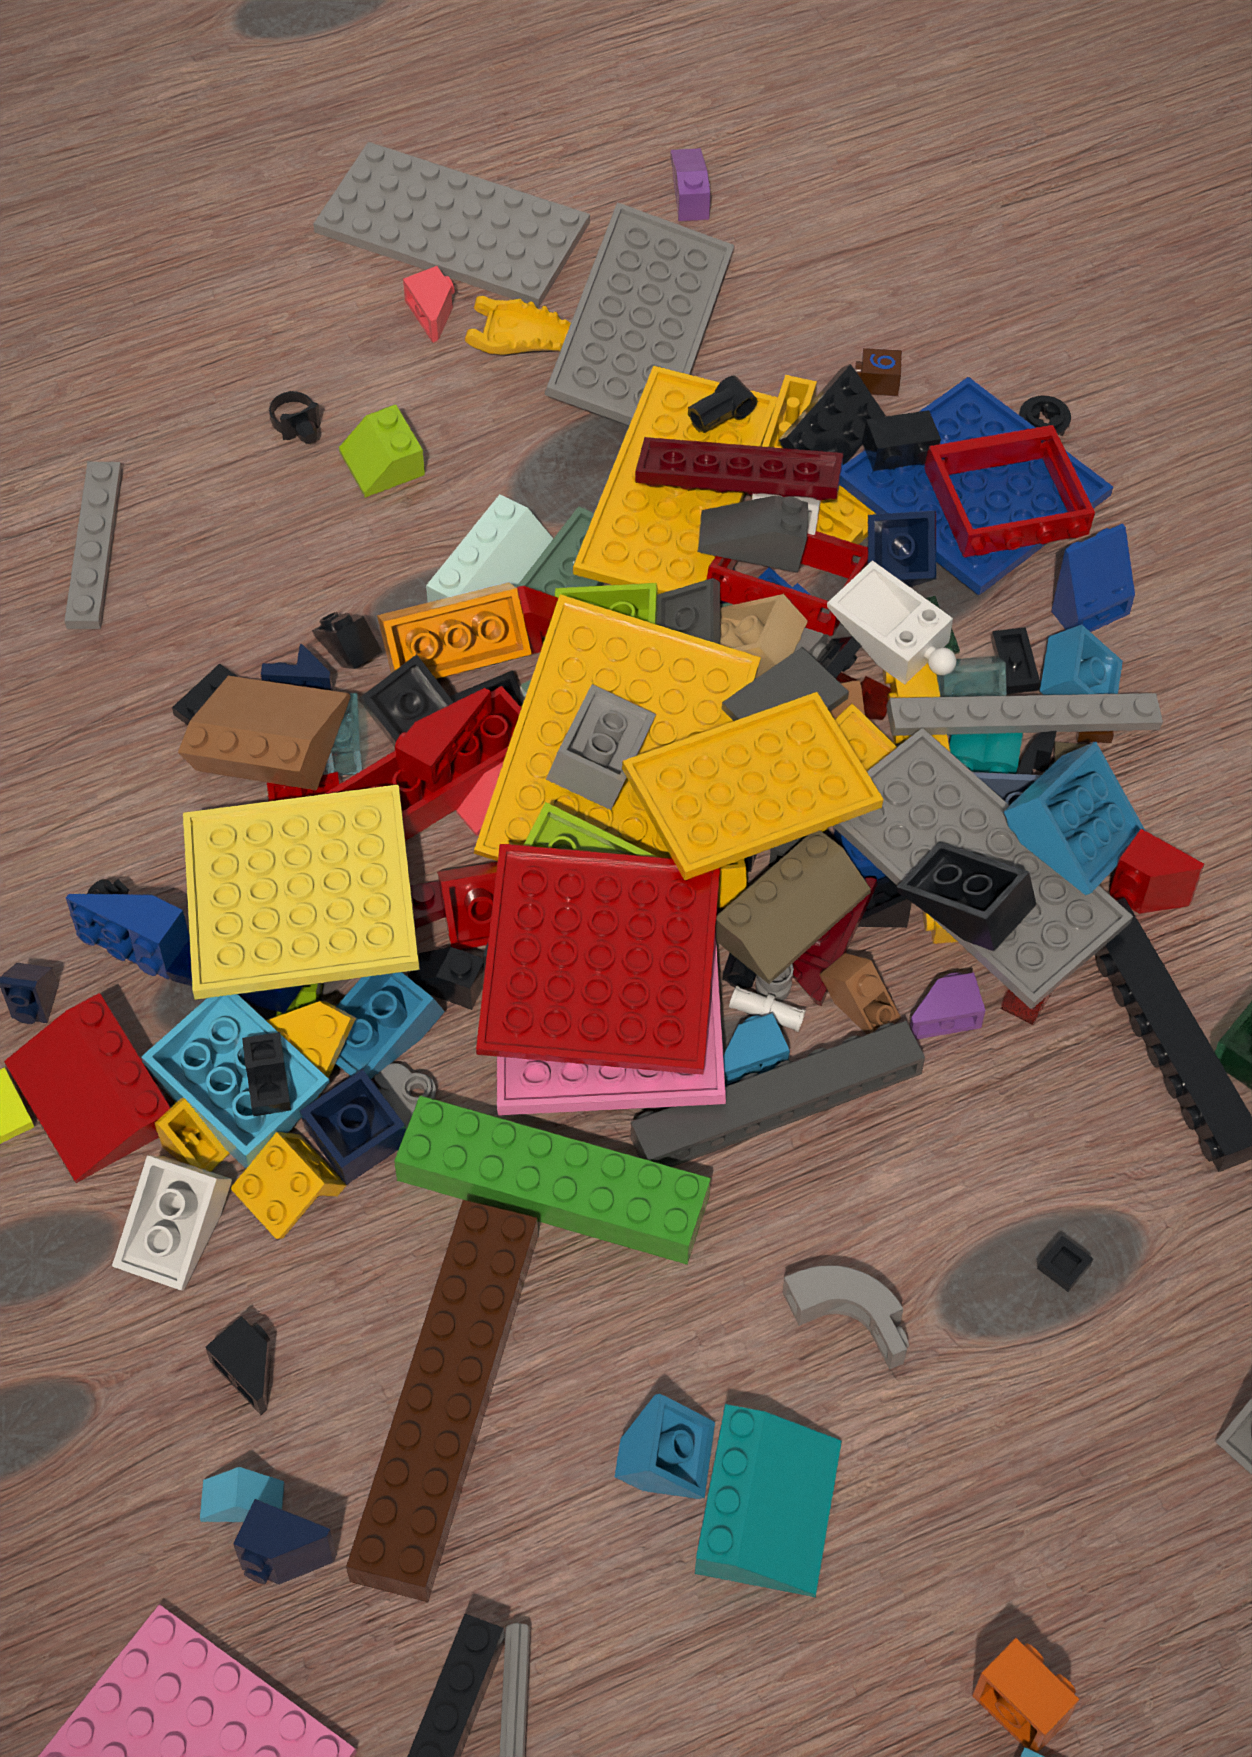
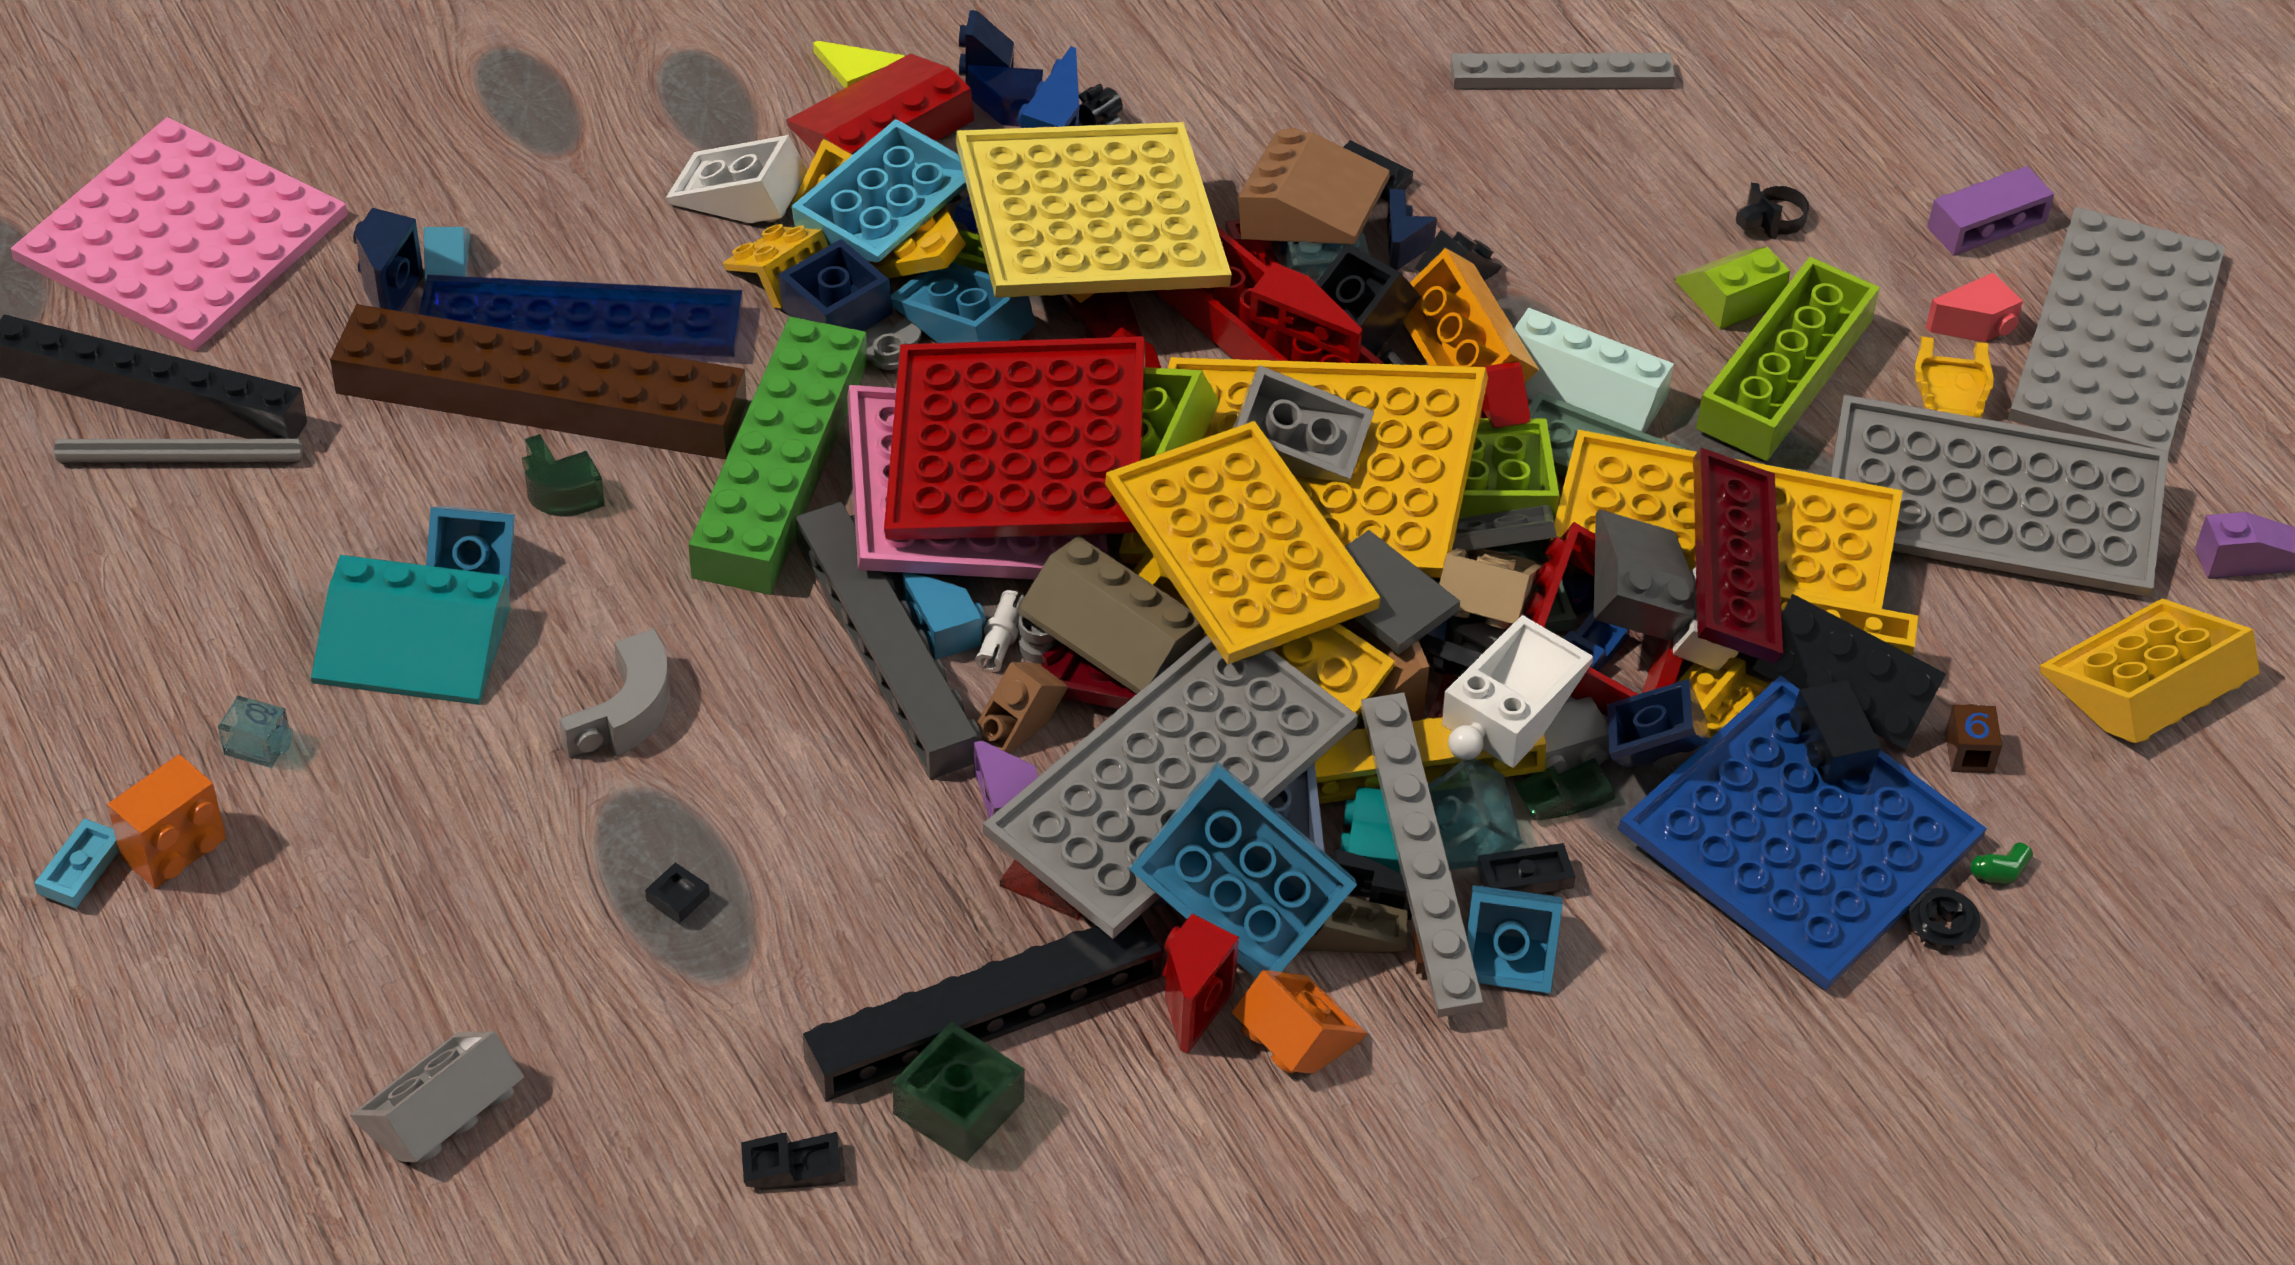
camera: 85 degrees right, 10 degrees down
(76, 975) = (1003, 90): none -> clear blue slope
(244, 1360) = (581, 241): black slope -> none
(266, 1074) = (885, 203): black slope -> none
(314, 276) = (1990, 210): none -> medium lavender brick
(348, 1368) = (596, 313): none -> clear blue plate
(486, 424) = (1787, 358): none -> lime brick
(583, 1374) = (563, 485): none -> clear green brick
(728, 401) = (1849, 553): black piece -> none
(808, 260) = (2154, 668): none -> yellow slope
(895, 1634) = (255, 731): none -> clear light blue brick
(970, 894) = (1109, 745): black slope -> none
(995, 373) = (2002, 868): none -> green arm
(1005, 450) = (1834, 814): red window -> none
(1095, 581) = (1639, 929): blue slope -> none
(1179, 813) = (1296, 1021): none -> orange slope

